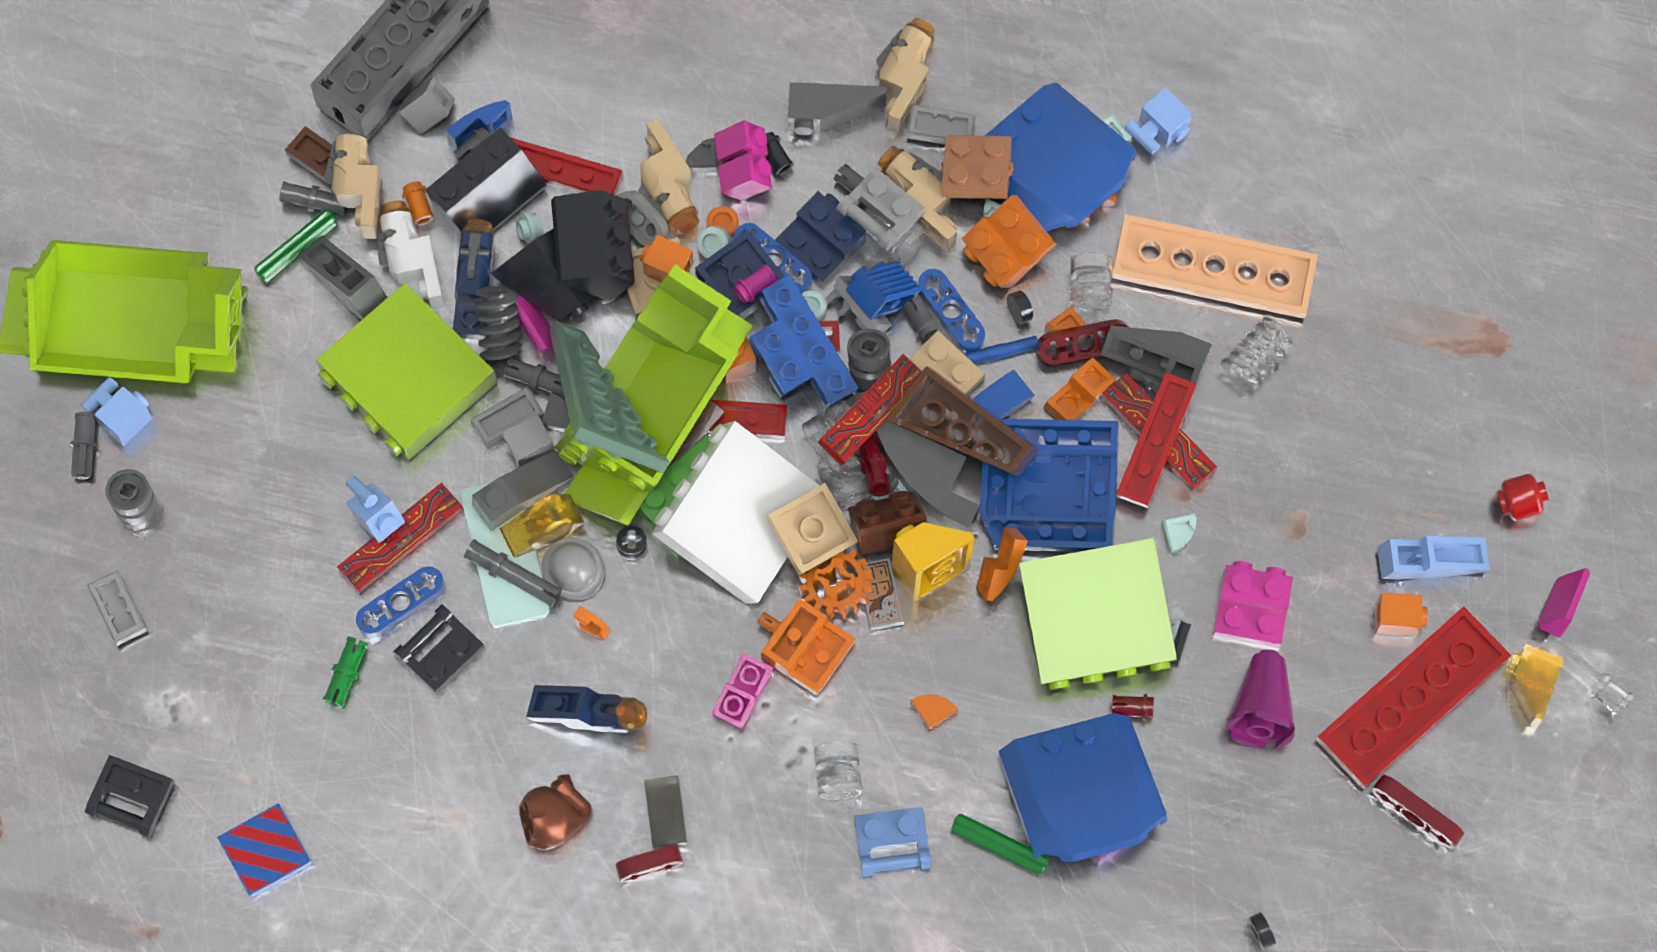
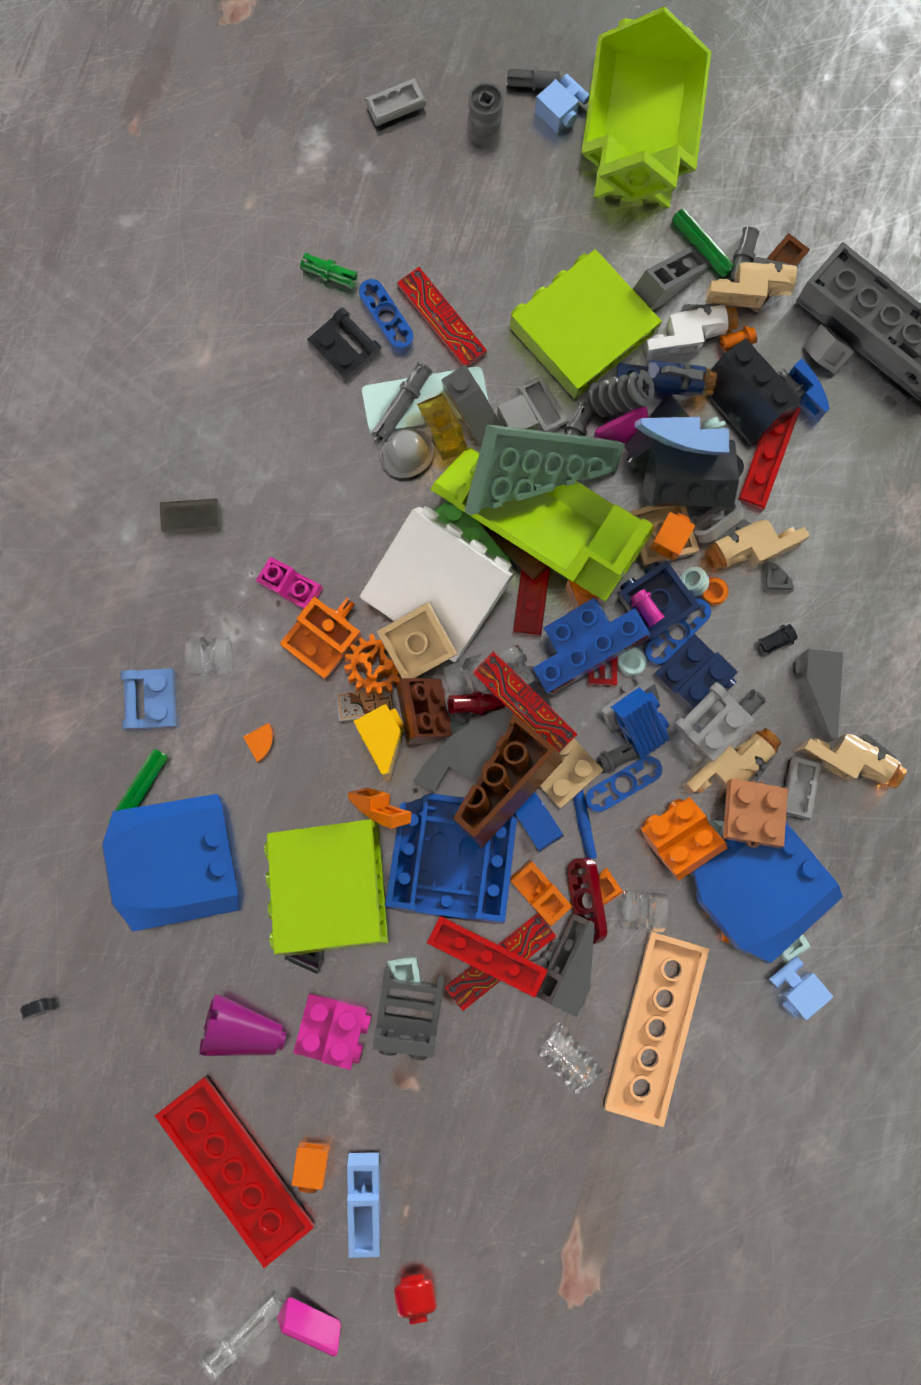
camera: 90 degrees right, 10 degrees up
(134, 785) = (248, 112): black plate -> none
(264, 850) = (188, 209): tile -> none
(373, 509) = (462, 292): light blue brick -> none
(553, 813) = (193, 425): copper piece -> none
(557, 240) = (685, 434): none -> light blue slope
(586, 709) = (276, 452): dark blue plate -> none
(591, 623) = (359, 458): orange tile -> none
(640, 547) = (432, 495): black bush -> none
(649, 863) = (146, 499): dark red beam -> none
(749, 170) = (757, 613): dark pink piece -> none
(868, 356) = (577, 704): dark grey wheel -> none
(1019, 307) = (622, 845): black tile -> none
(1133, 706) = (247, 914): dark red pin -> none
(1248, 521) = (404, 1033): none -> dark grey plate
(1418, 811) = (128, 1162): dark red beam -> none
(1533, 681) = (237, 1287): clear yellow slope -> none

